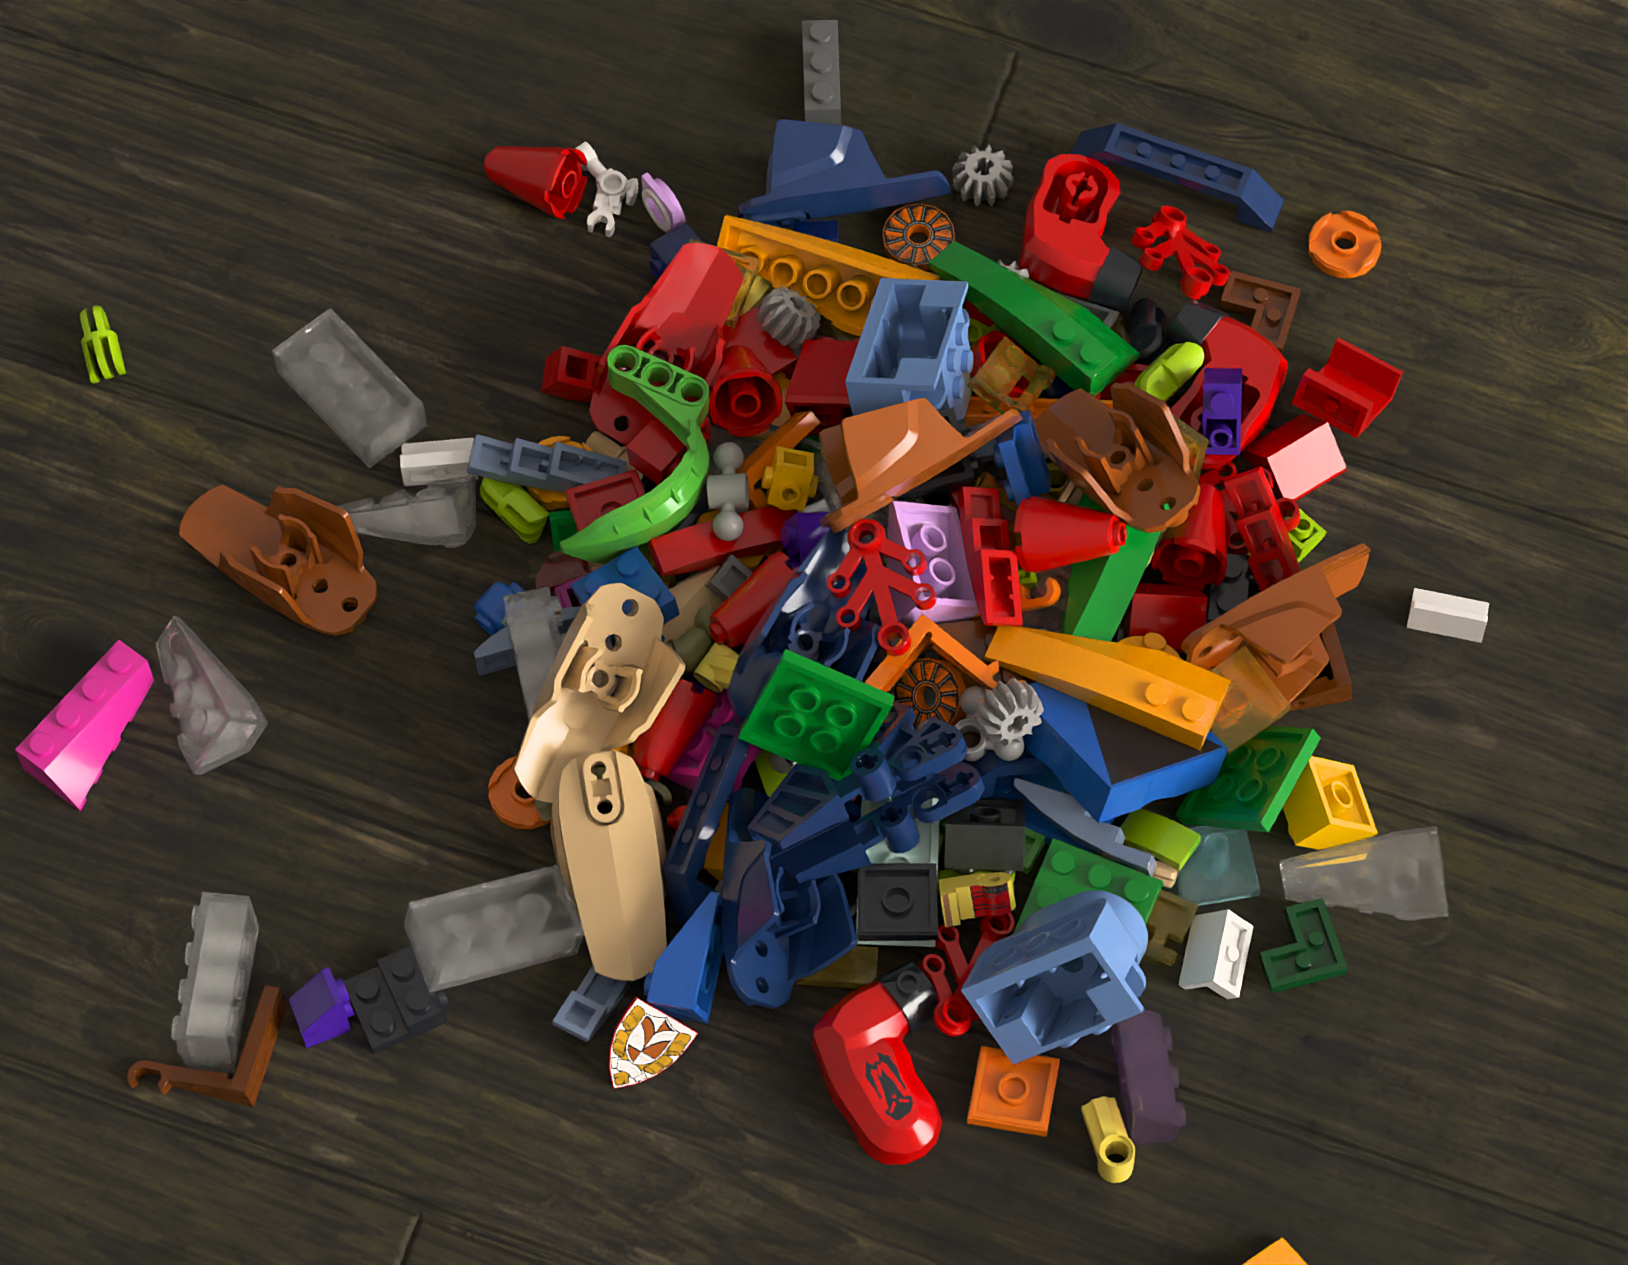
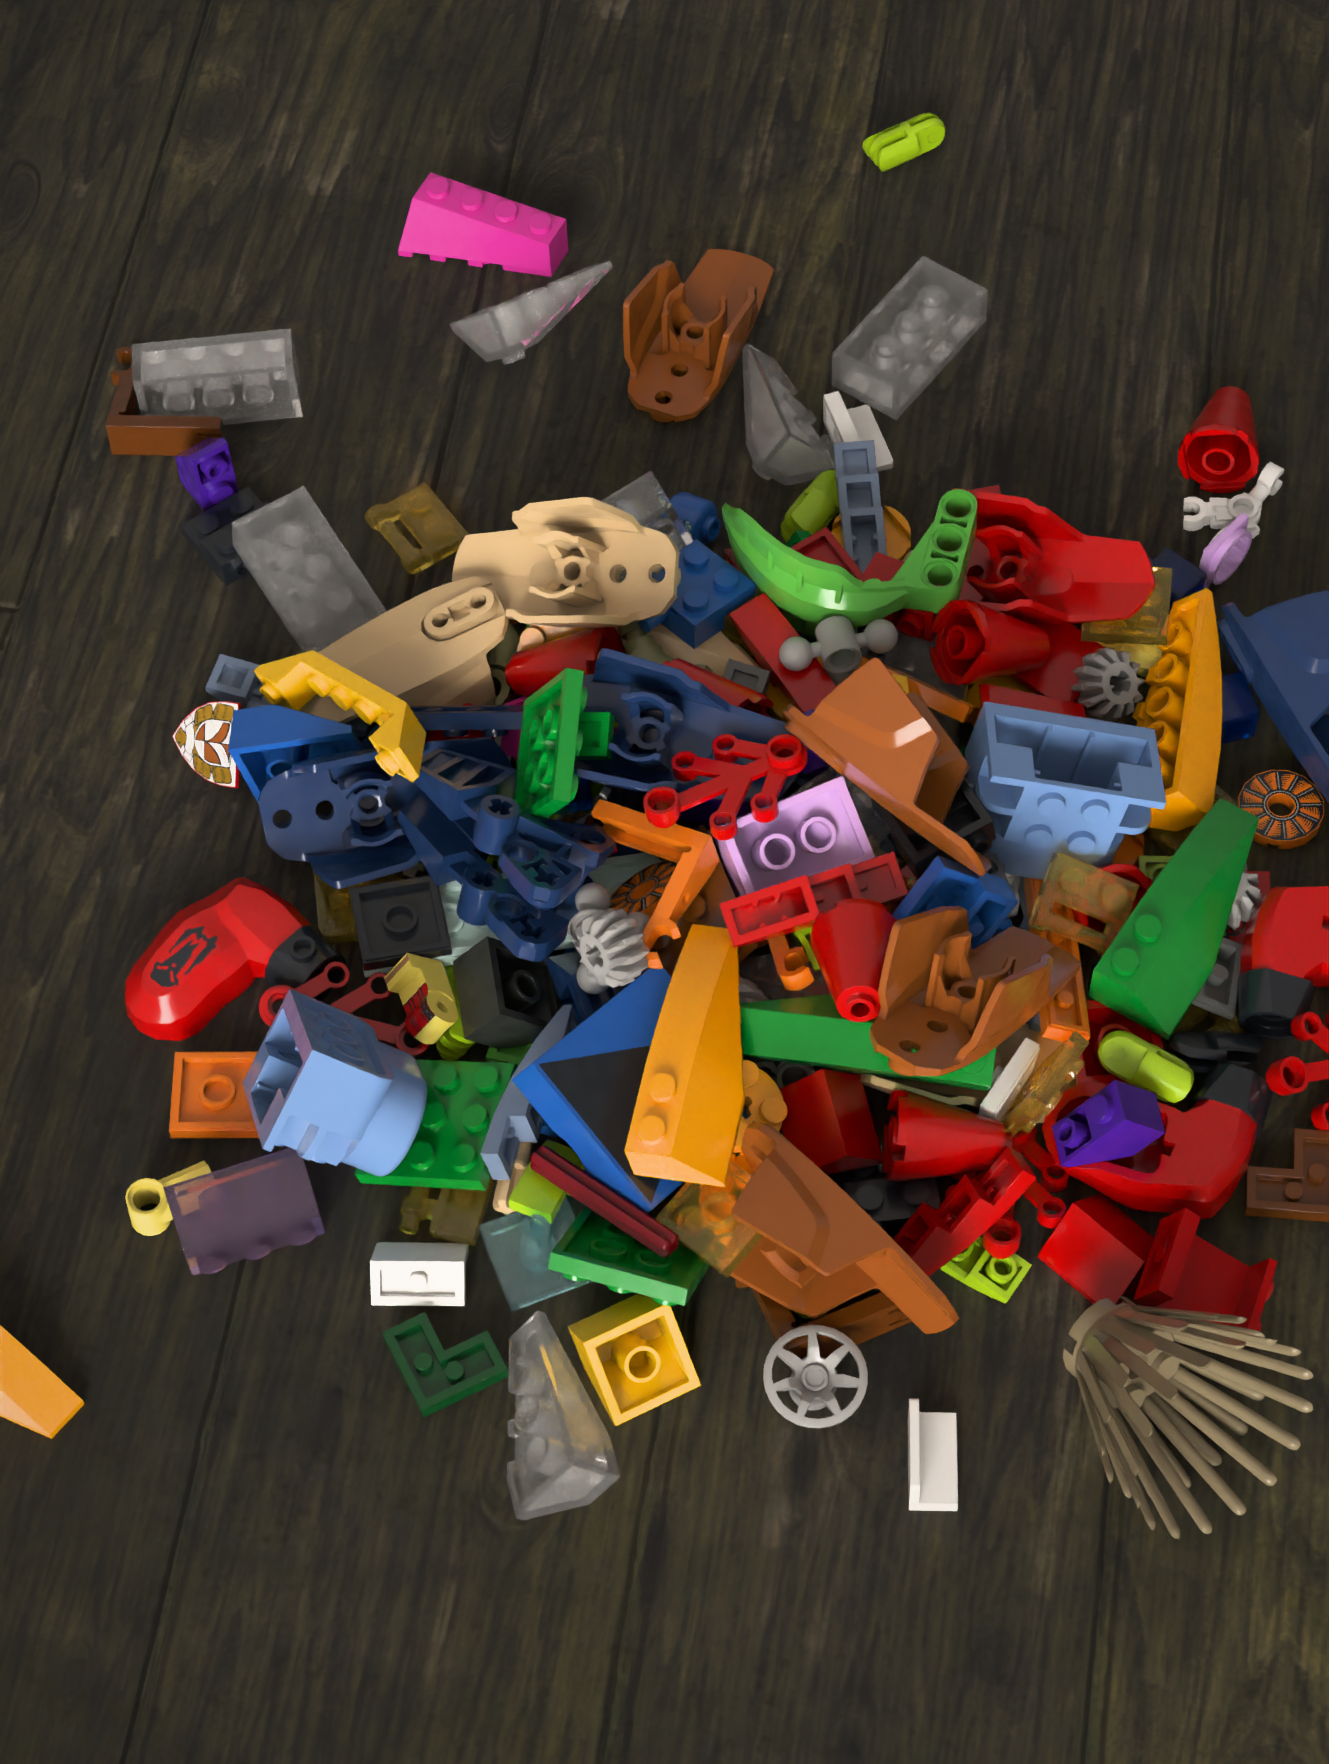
camera: 80 degrees right, 5 degrees down
(429, 832) = (426, 520): none -> clear yellow plate
(627, 949) = (302, 676): none -> yellow slope
(1203, 788) = (604, 1201): none -> dark red axle
(1374, 674) = (815, 1377): none -> light grey wheel
(1407, 448) = (1132, 1364): none -> dark tan plant

